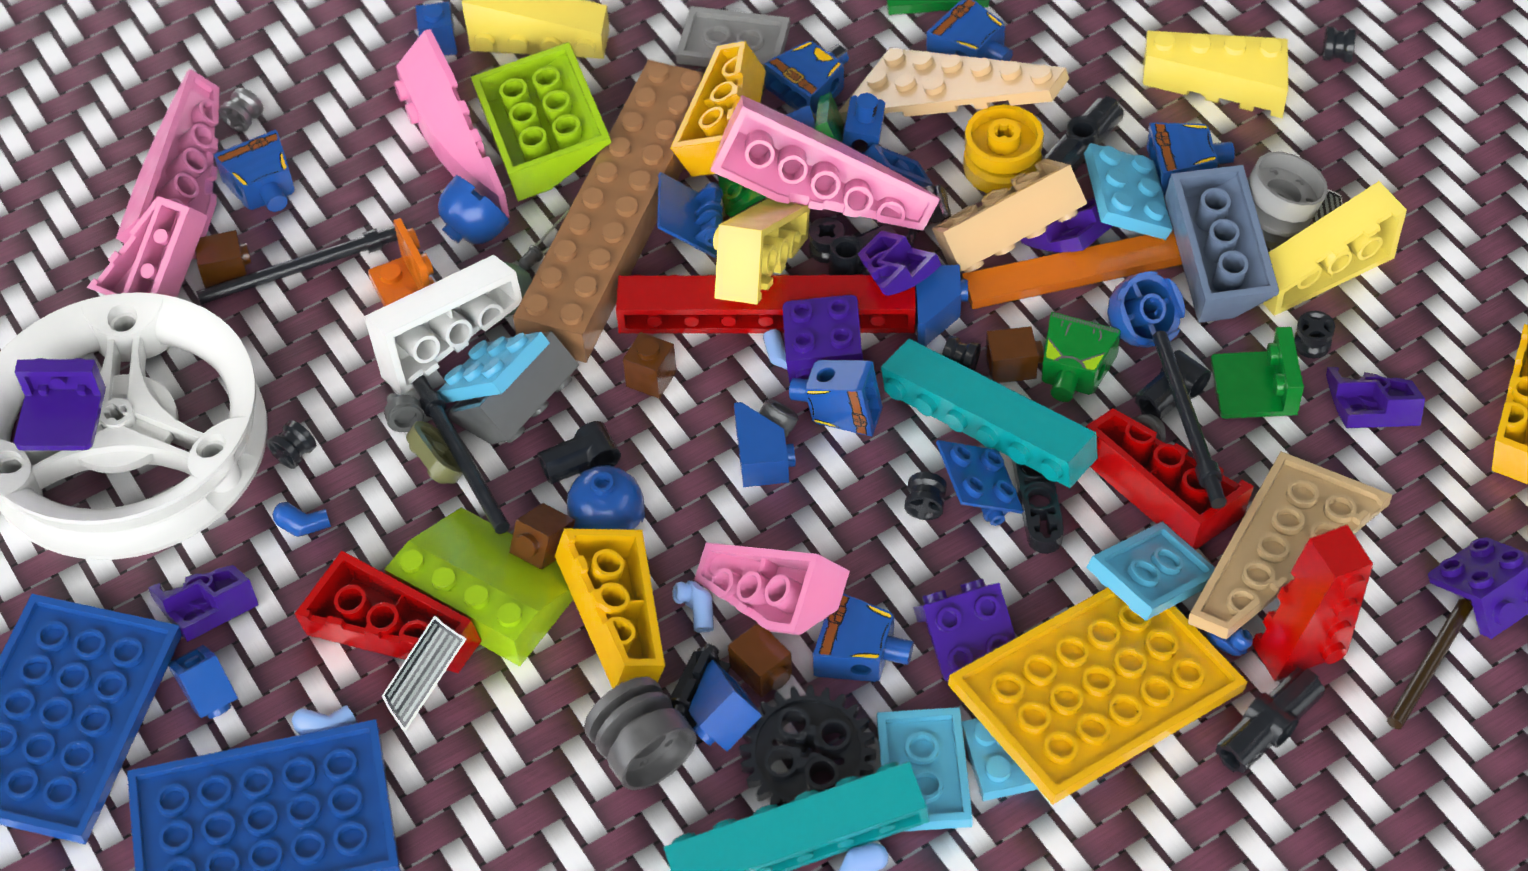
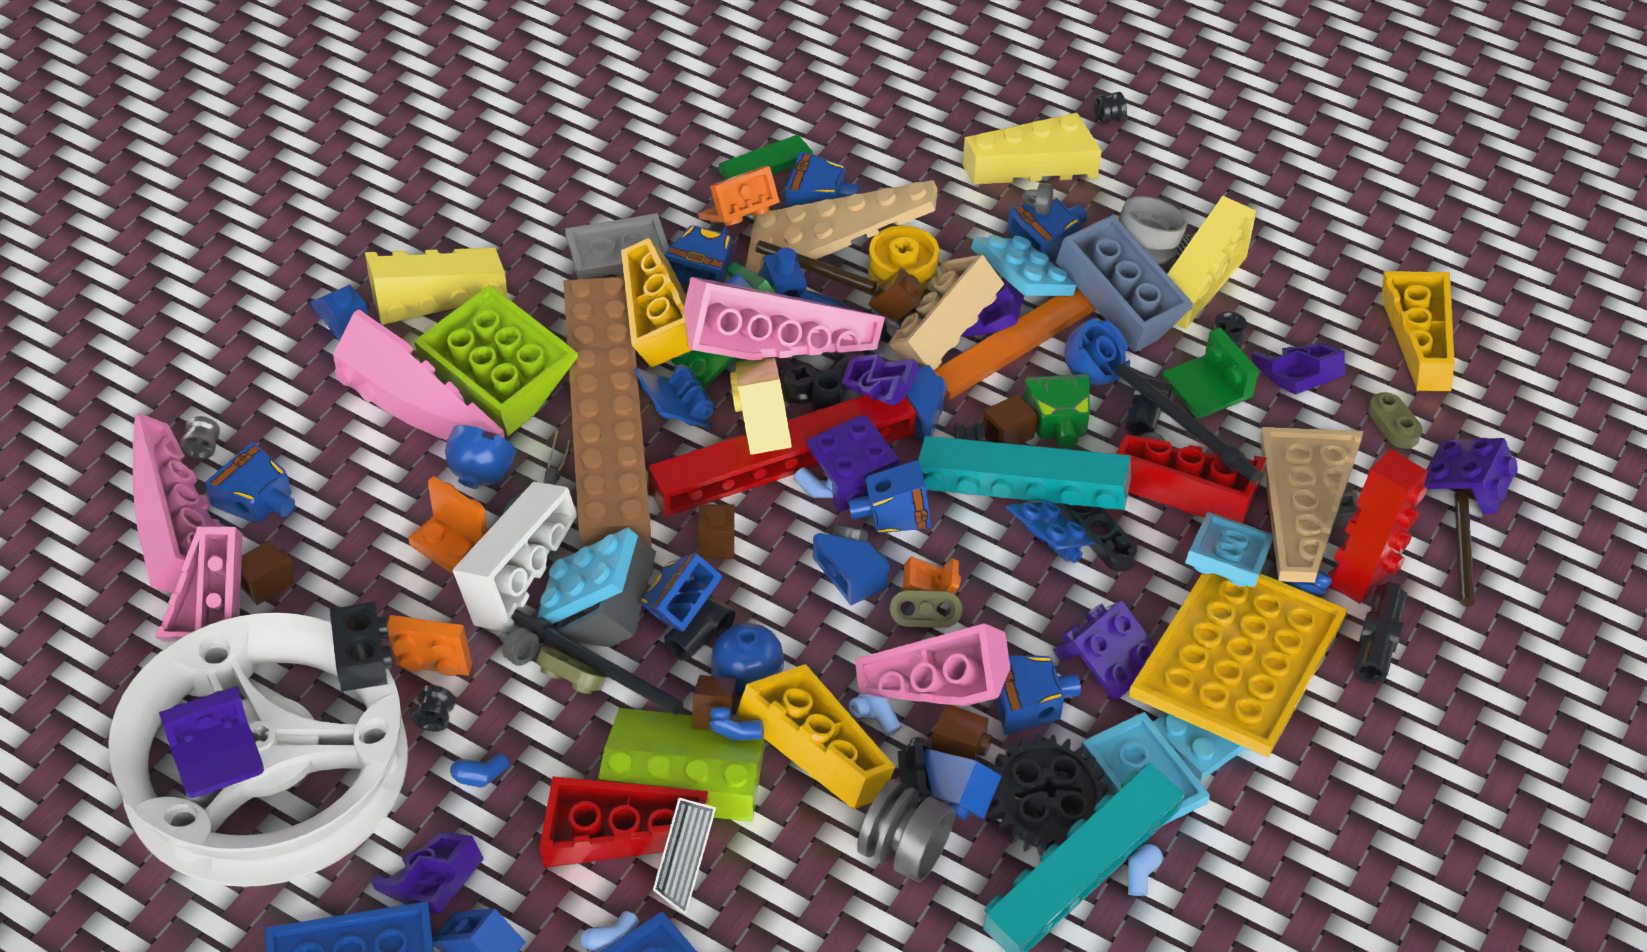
camera: 30 degrees left, 5 degrees down
(234, 360) = (358, 646): none -> black brick
(315, 383) = (429, 645): none -> orange plate
(371, 241) = (393, 513): black bar -> none
(540, 570) = (735, 730): none -> blue arm
(566, 414) = (678, 597): none -> blue torso
(808, 519) = (925, 608): none -> olive plate
(829, 490) = (926, 576): none -> orange bracket
(874, 25) = (742, 195): none -> orange bracket
(911, 126) = (823, 269): none -> dark brown bar
(925, 496) = (1011, 557): black wheel -> none
(970, 181) = (897, 295): none -> reddish brown brick
(1086, 129) = (960, 230): black piece -> none
(1183, 123) = (1043, 197): none -> dark grey tile
(1443, 491) = (1395, 420): none -> olive plate

